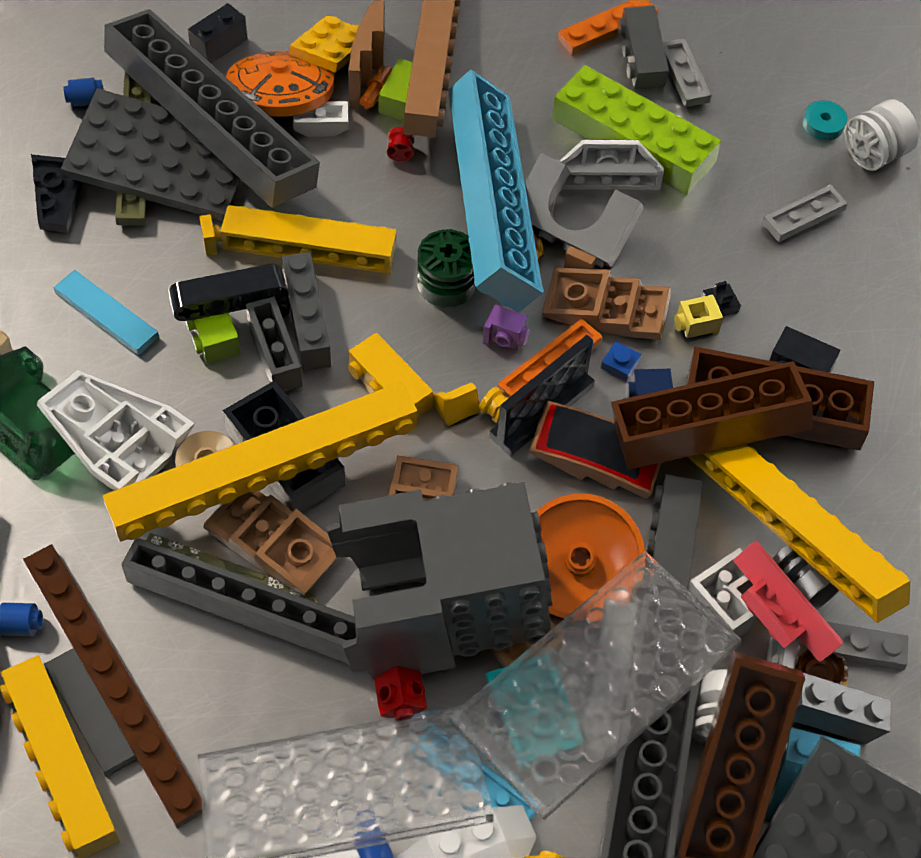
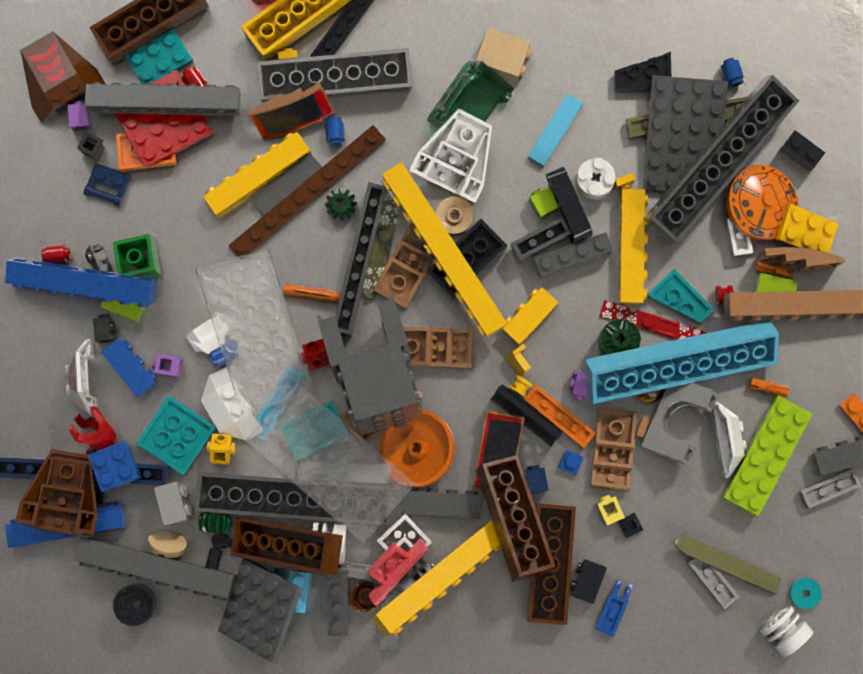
camera: 85 degrees right, 25 degrees up
(146, 624) = (338, 198): none -> dark green gear
(194, 257) = (592, 189): none -> white brick
(304, 657) = (290, 290): none -> orange pin
(395, 194) = (681, 297): none -> teal wing
(436, 218) = (649, 321): none -> red piece
(539, 116) = (769, 387): none -> orange axle
(782, 193) = (728, 564): none -> olive piece
(843, 334) = (613, 610): none -> blue hinge

